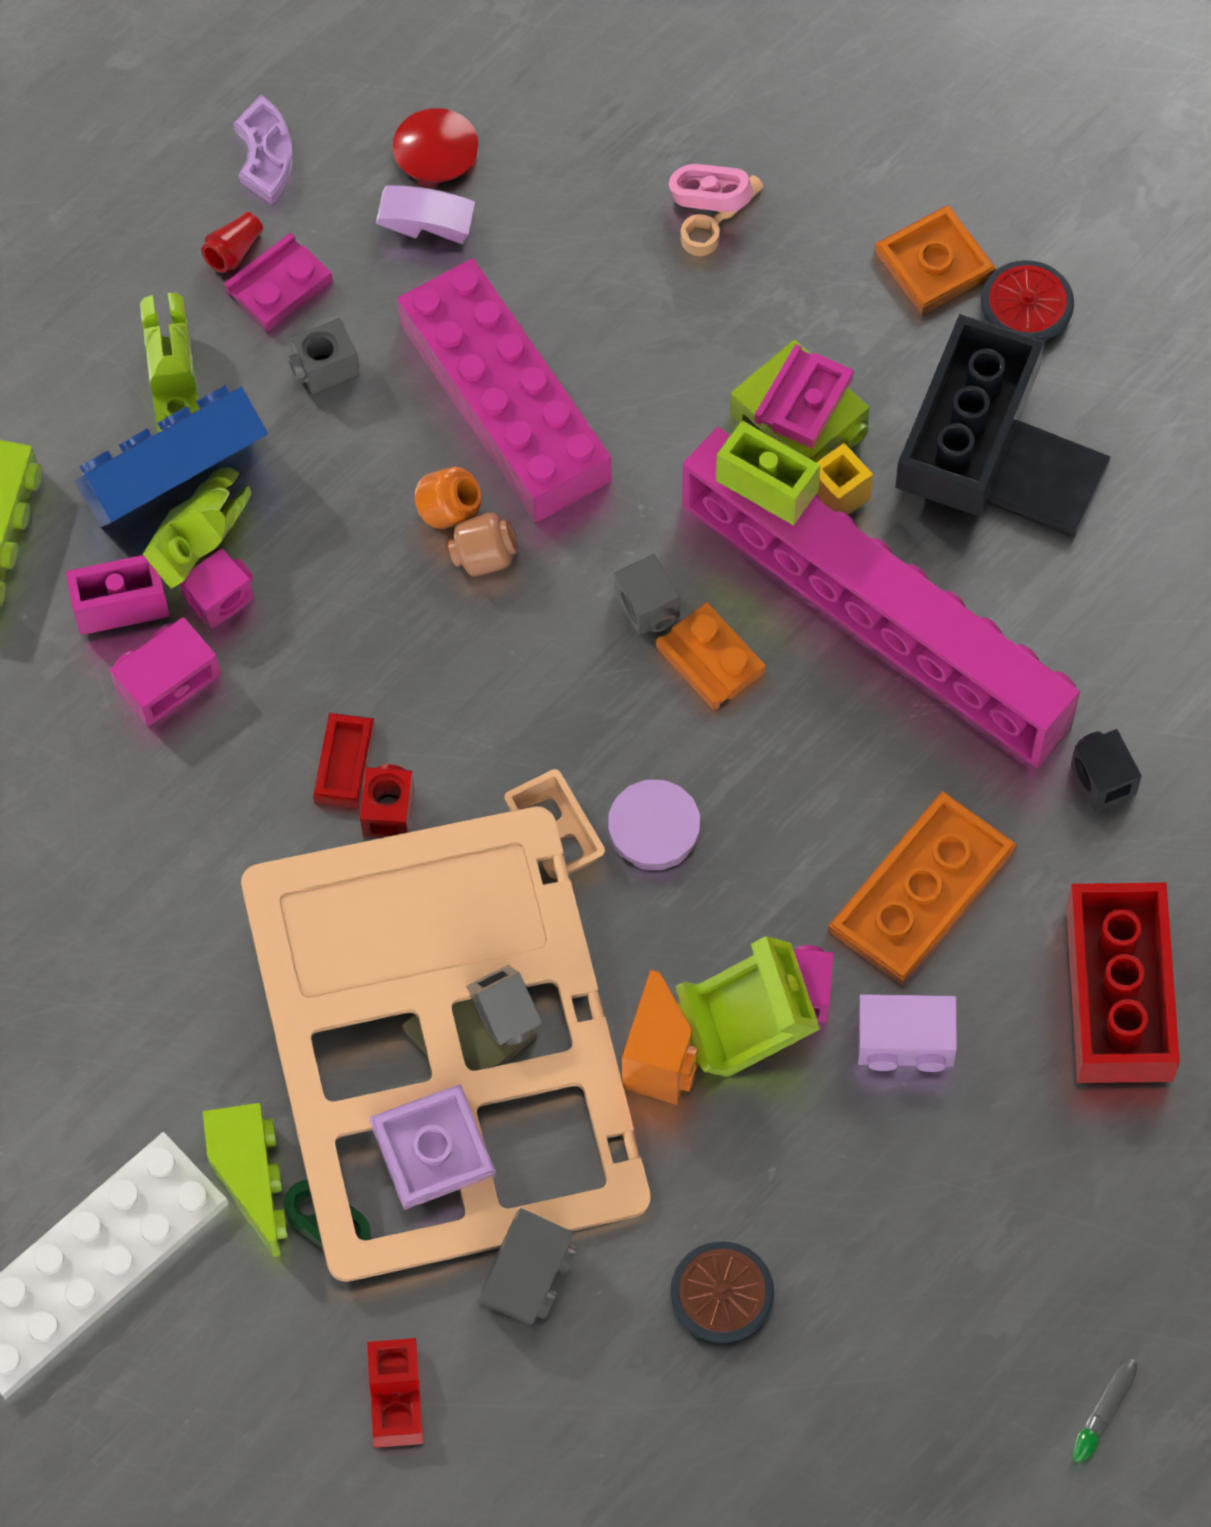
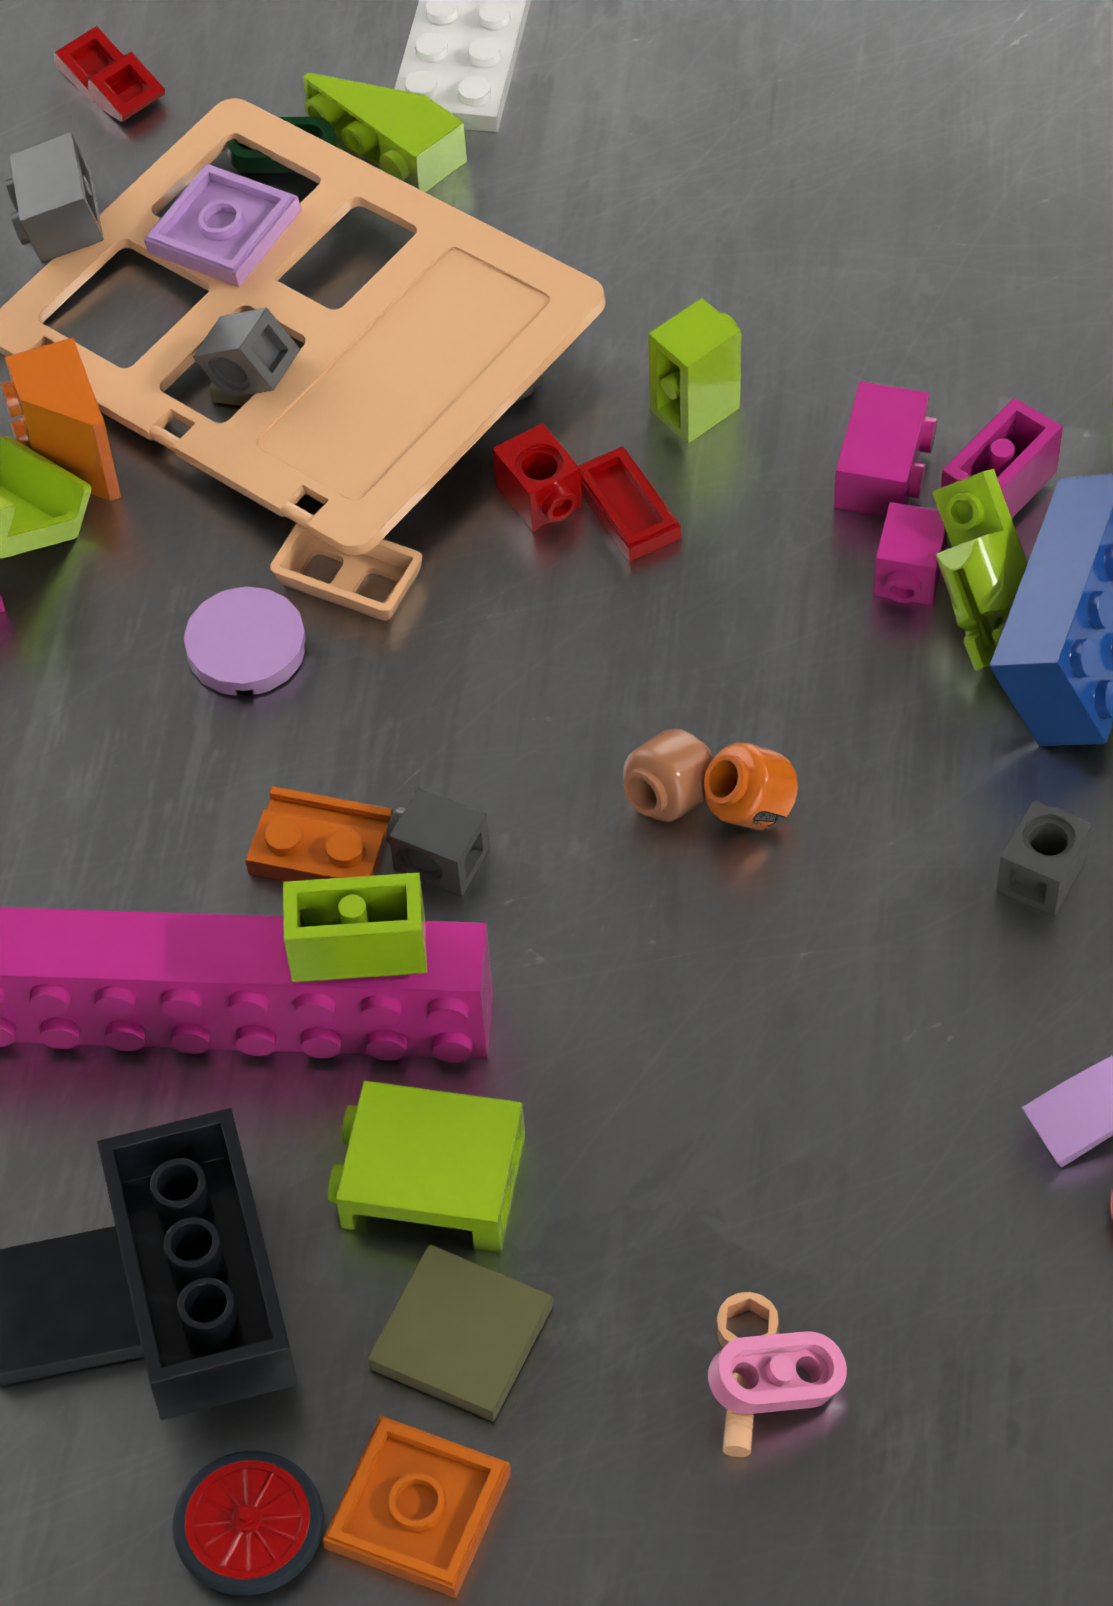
camera: 145 degrees right, 10 degrees down
(231, 788) = (695, 369): none -> lime brick
(504, 390) = (804, 951): dark pink brick -> none
(804, 396) = (417, 1134): dark pink plate -> none
(844, 481) = (305, 1092): yellow brick -> none
(849, 323) = (460, 1332): none -> olive tile

